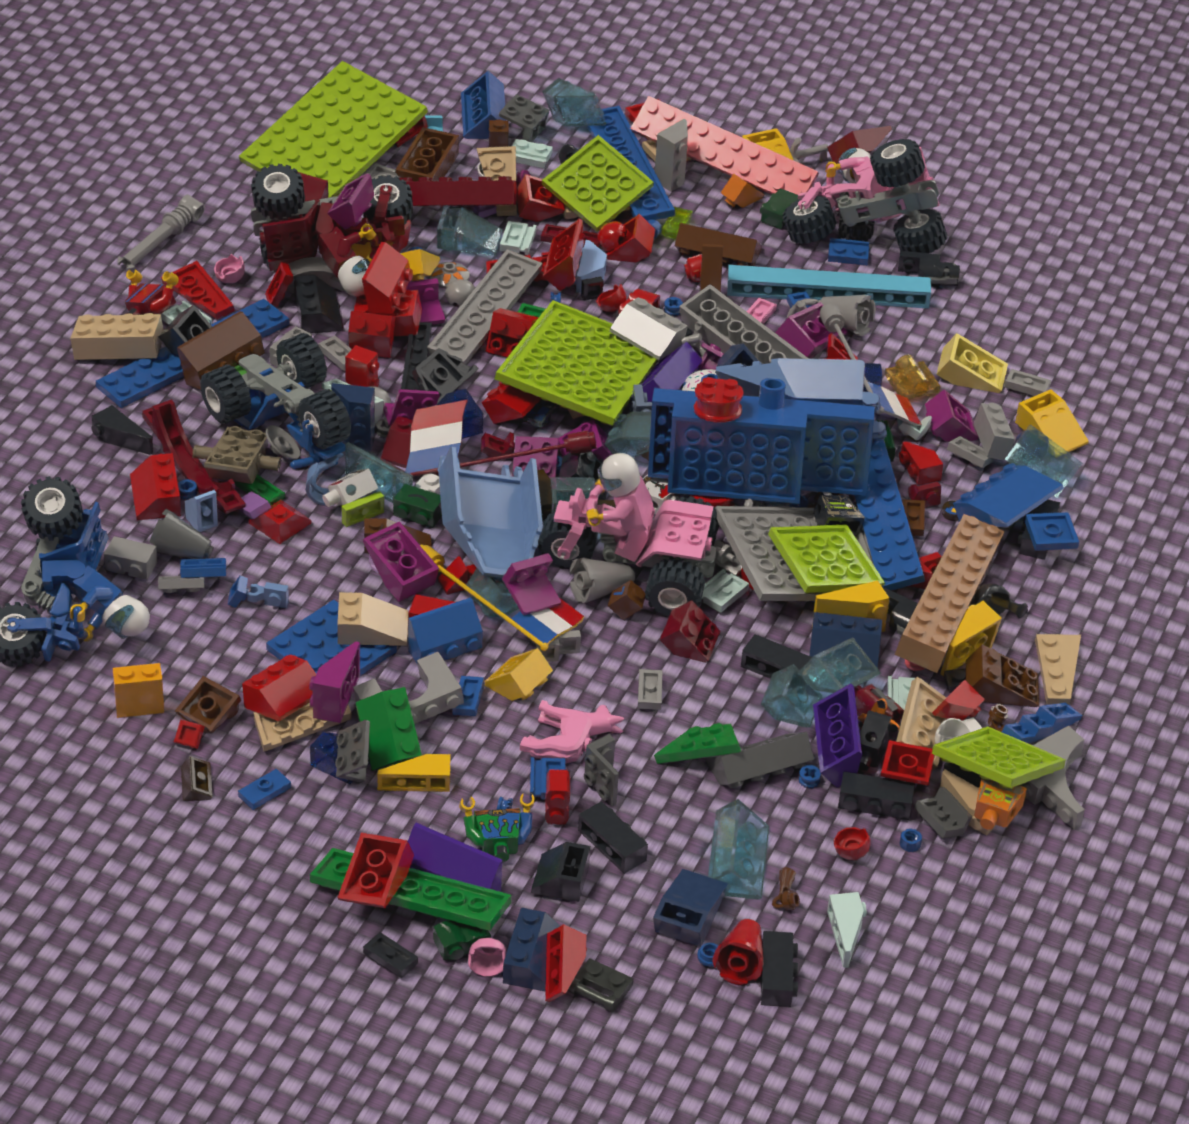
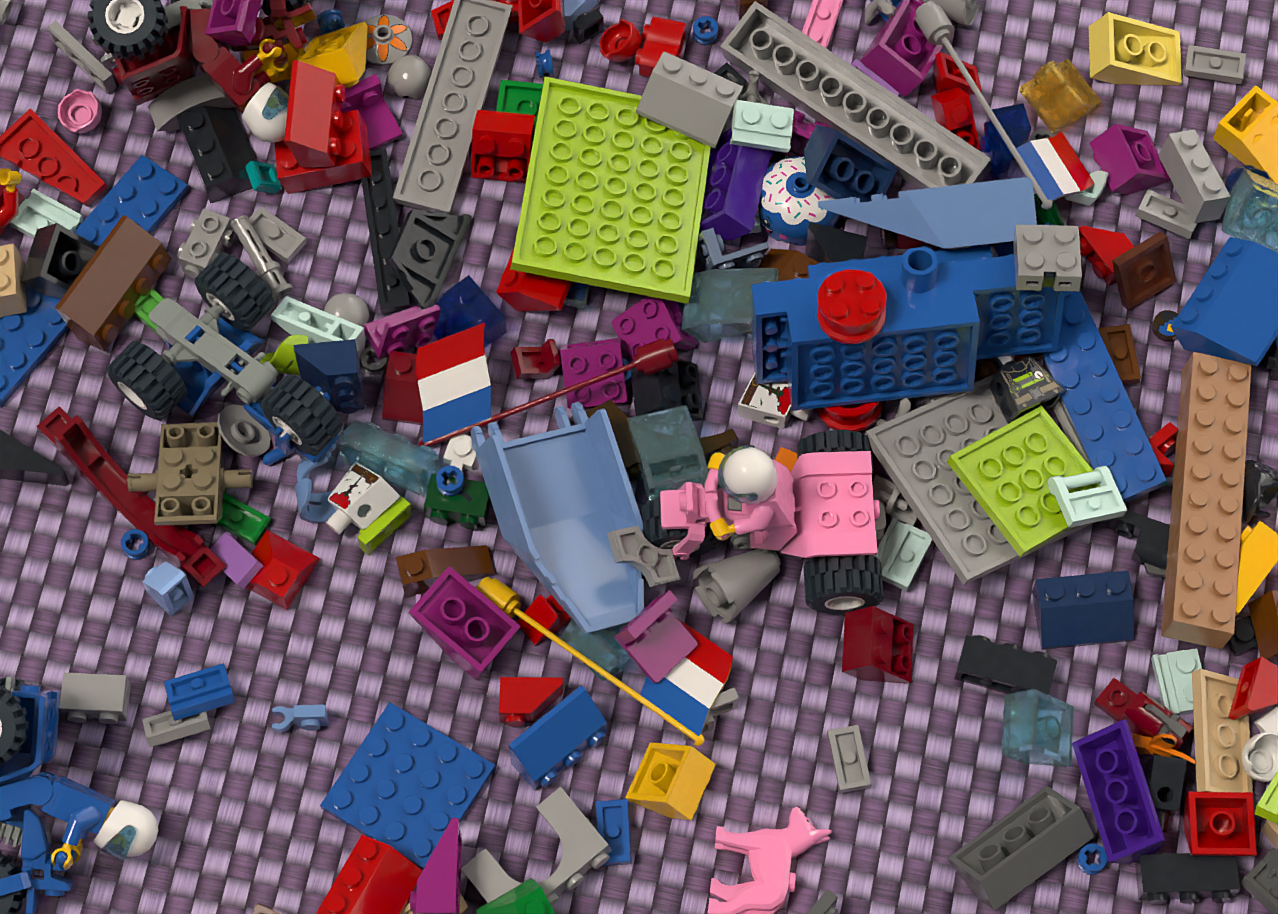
camera: 10 degrees left, 25 degrees up
(155, 487) = (92, 557): red slope -> none
(180, 539) = (154, 650): dark grey cone -> none
(238, 591) = (257, 722): blue plate -> none
(241, 244) = (82, 57): none -> light grey tile
(279, 284) = (159, 133): red plate -> none
(332, 366) = (266, 268): none -> light grey pin
(341, 322) = (263, 177): none -> teal tile
(362, 367) = (317, 273): red brick -> none
(370, 621) = (455, 743): tan slope -> none
(372, 332) = (311, 195): red slope -> none
(415, 486) = (450, 489): none -> blue bush
(532, 536) = (634, 549): none -> light grey tile
(627, 600) = (781, 611): reddish brown brick -> none
(693, 343) = (762, 126): none -> light aqua plate
(700, 743) = (943, 848): green wing -> none
(839, 667) = (1095, 677): clear light blue slope -> none
(862, 570) = (1090, 504): none -> light aqua plate
(863, 402) = (1047, 257): none -> light grey piece
(863, 601) = (1097, 551): yellow slope -> none
(929, 493) = (1128, 312): dark red plate -> none
(944, 467) = (1144, 270): none -> copper plate

